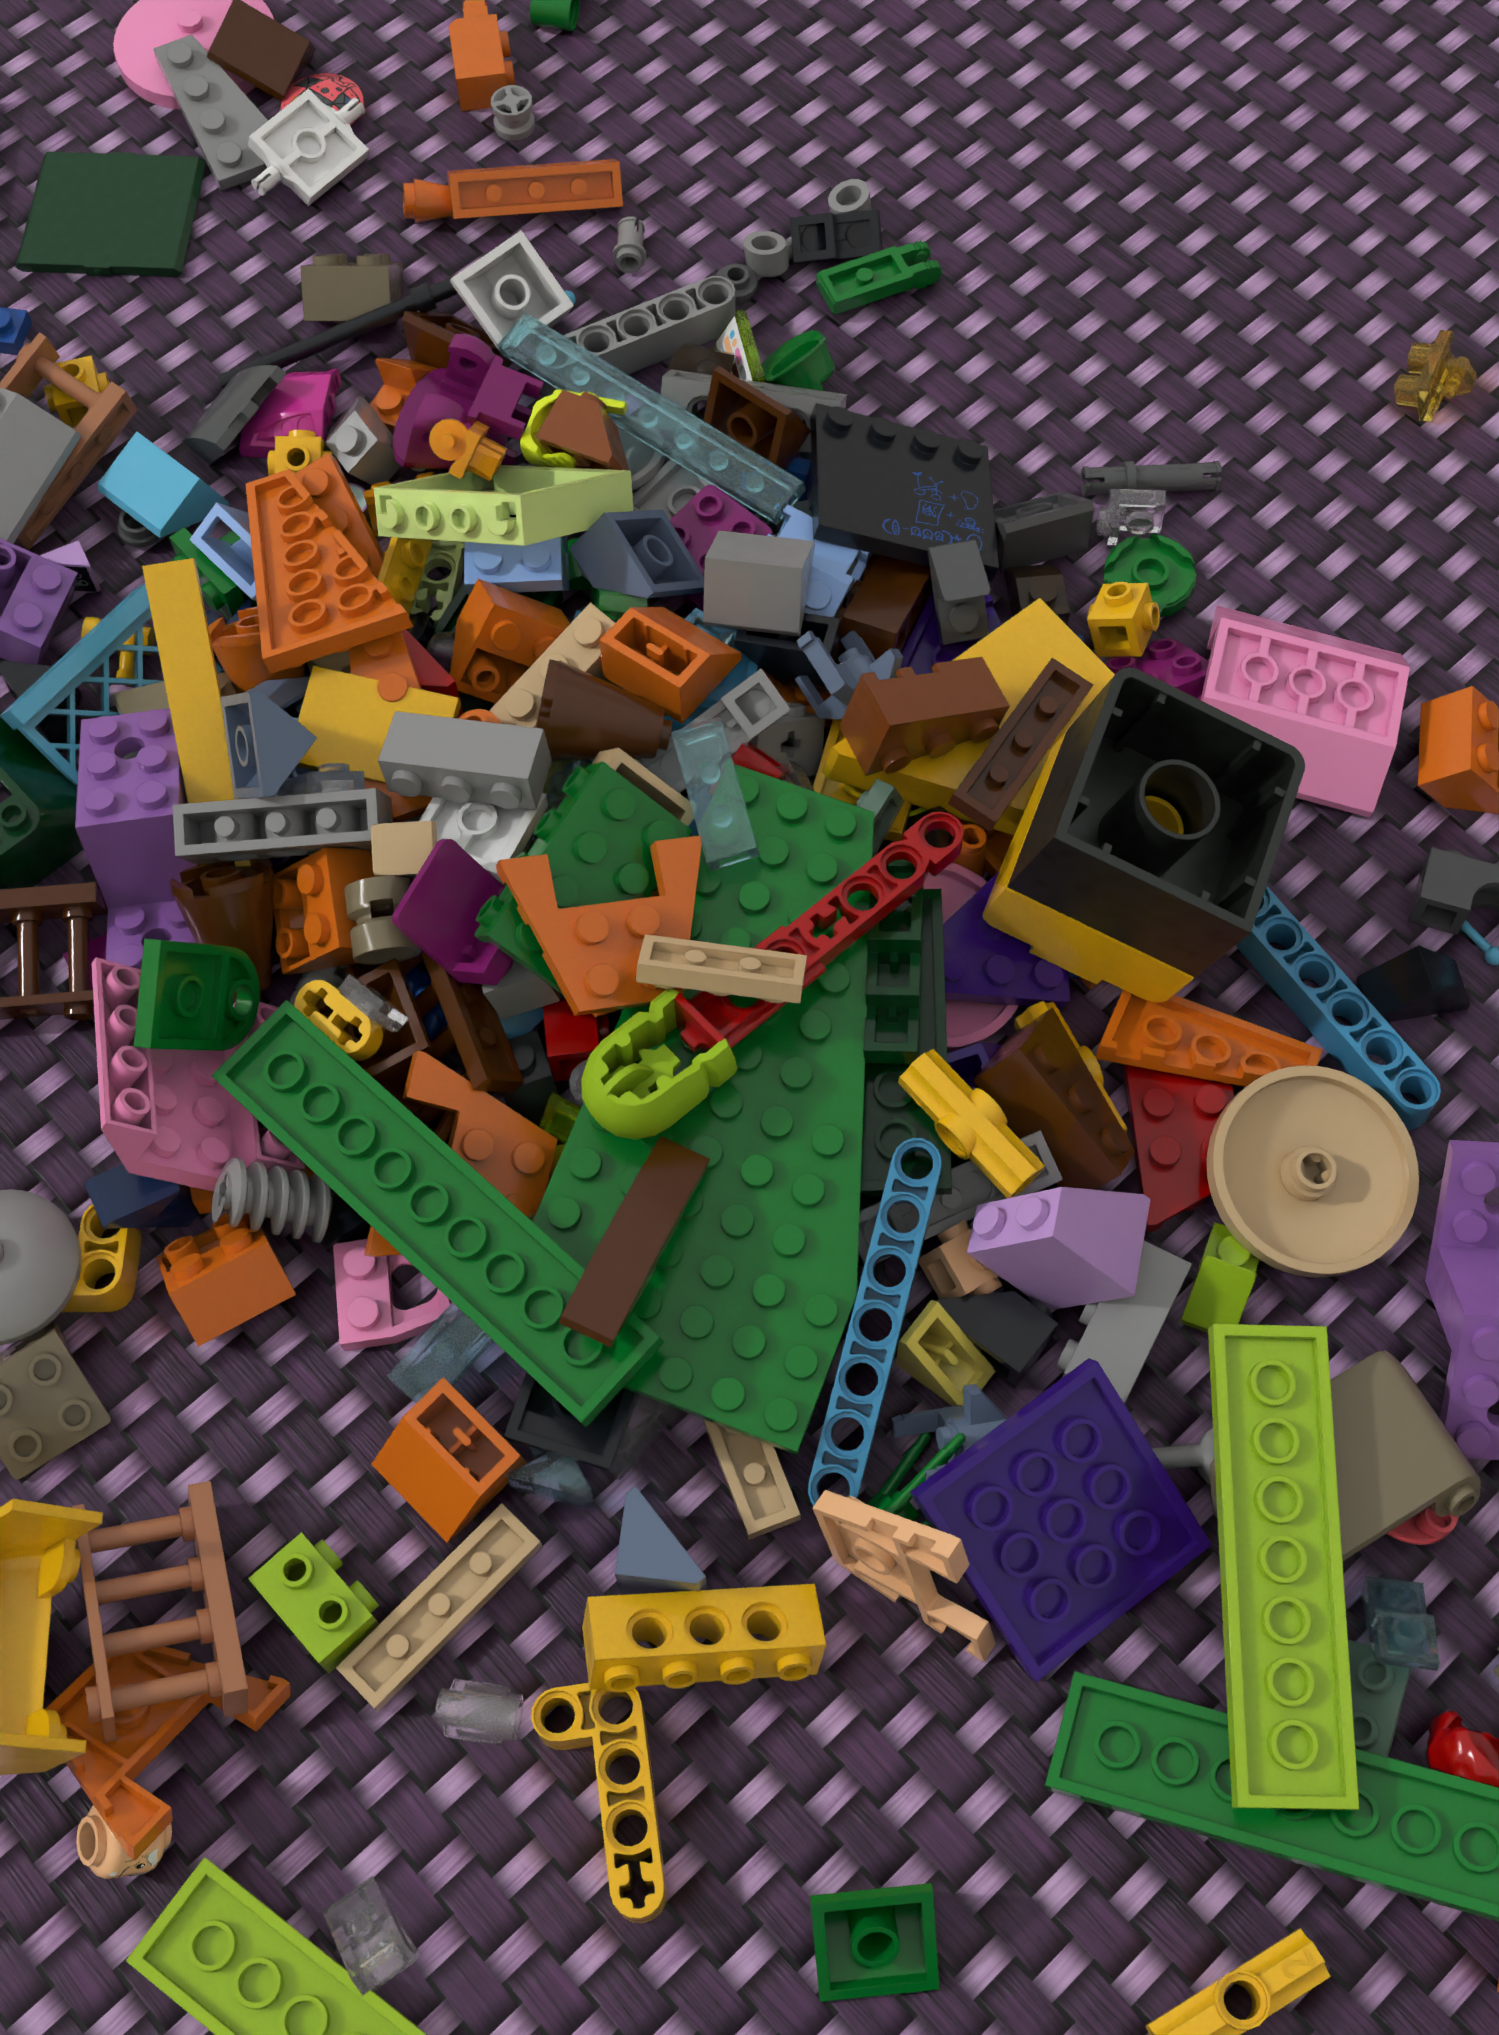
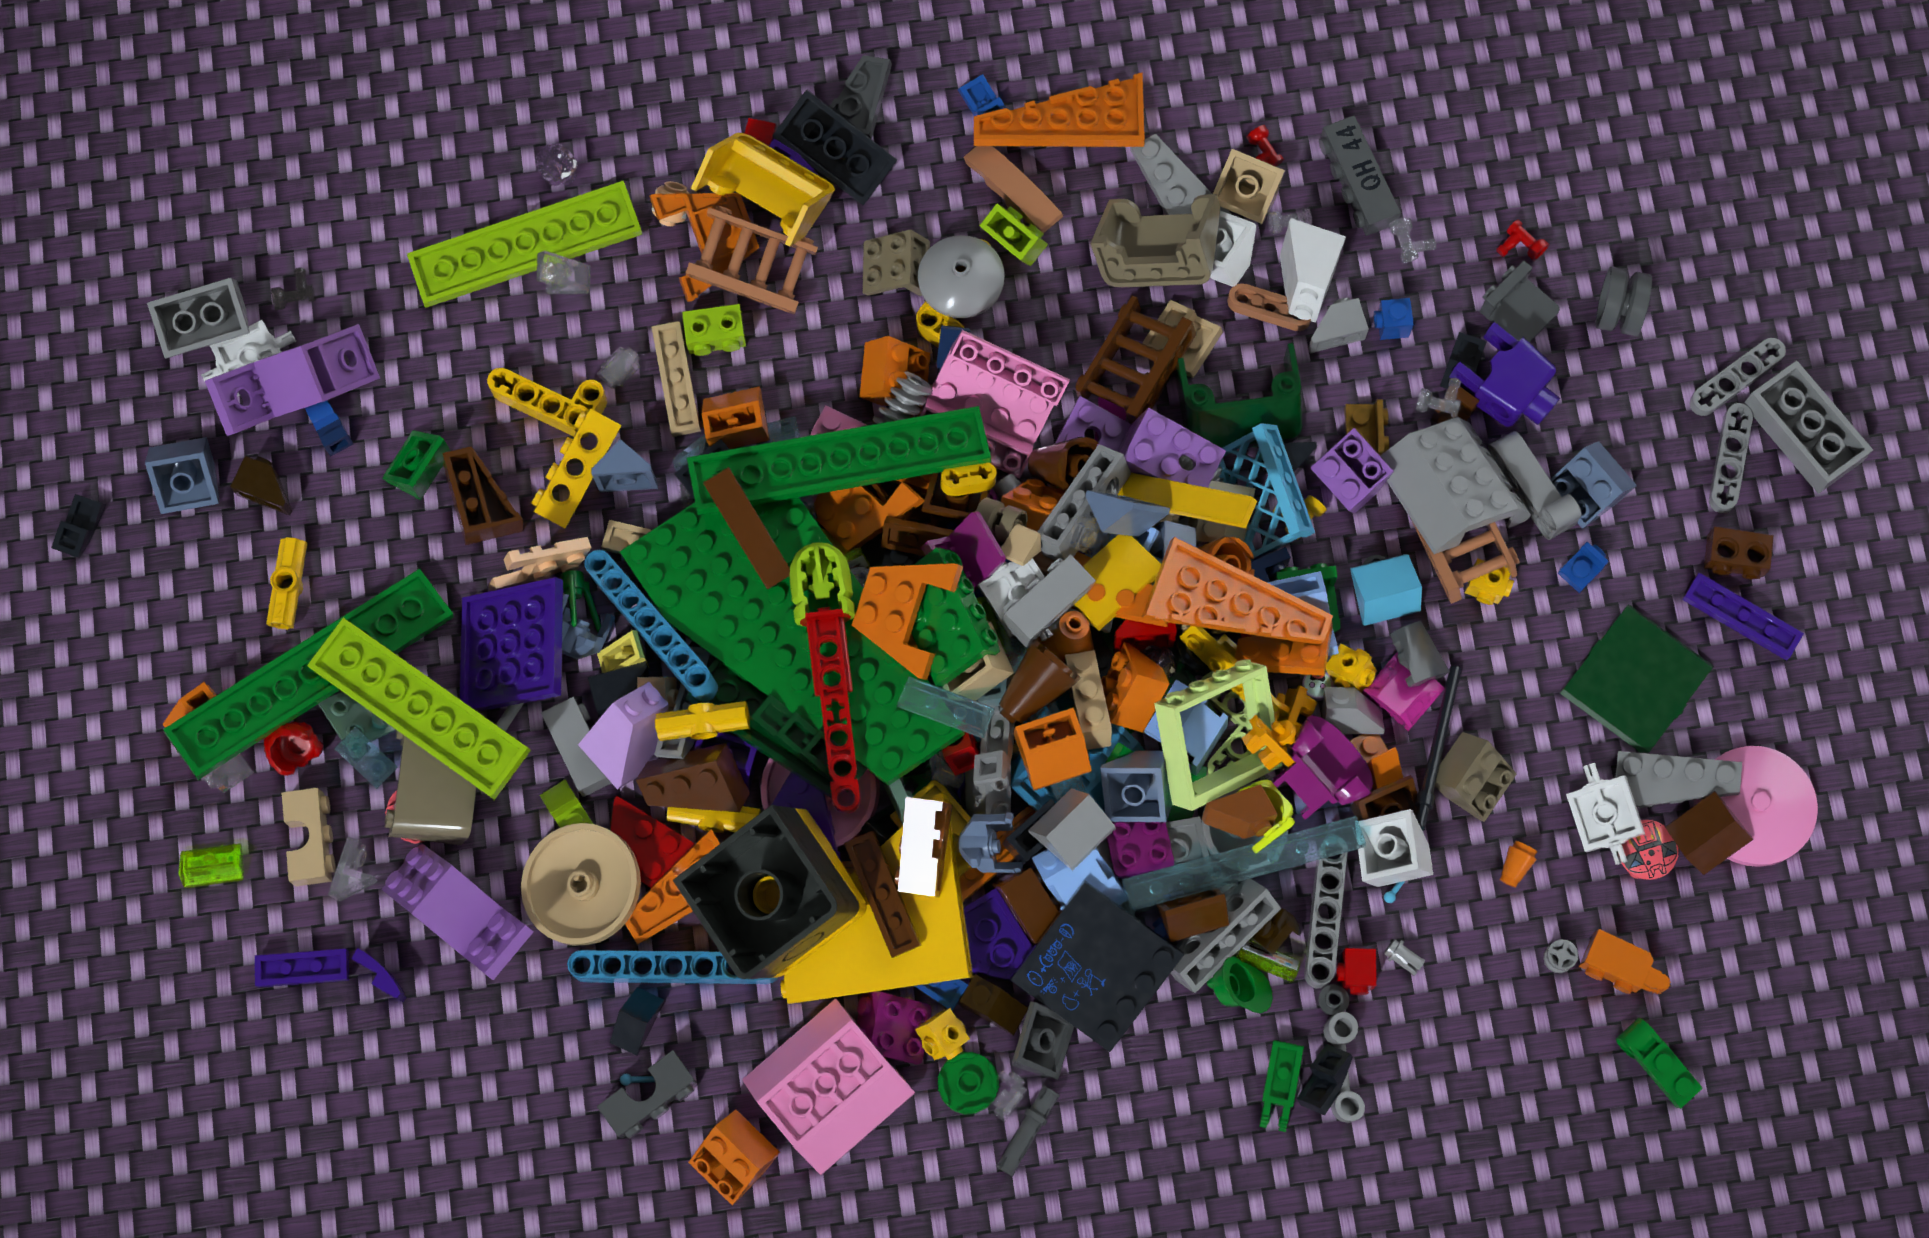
camera: 125 degrees right, 10 degrees up
(74, 558) = (1366, 518): lavender slope -> none
(190, 994) = (1019, 416): green tile -> none
(372, 1004) = (958, 492): clear tile -> none
(535, 188) = (1484, 926): orange fence -> none
(679, 265) = (1357, 970): none -> red brick
(721, 969) = (838, 636): tan plate -> none
(865, 1774) = (478, 500): none -> reddish brown wedge
(959, 591) = (1010, 946): dark grey slope -> none

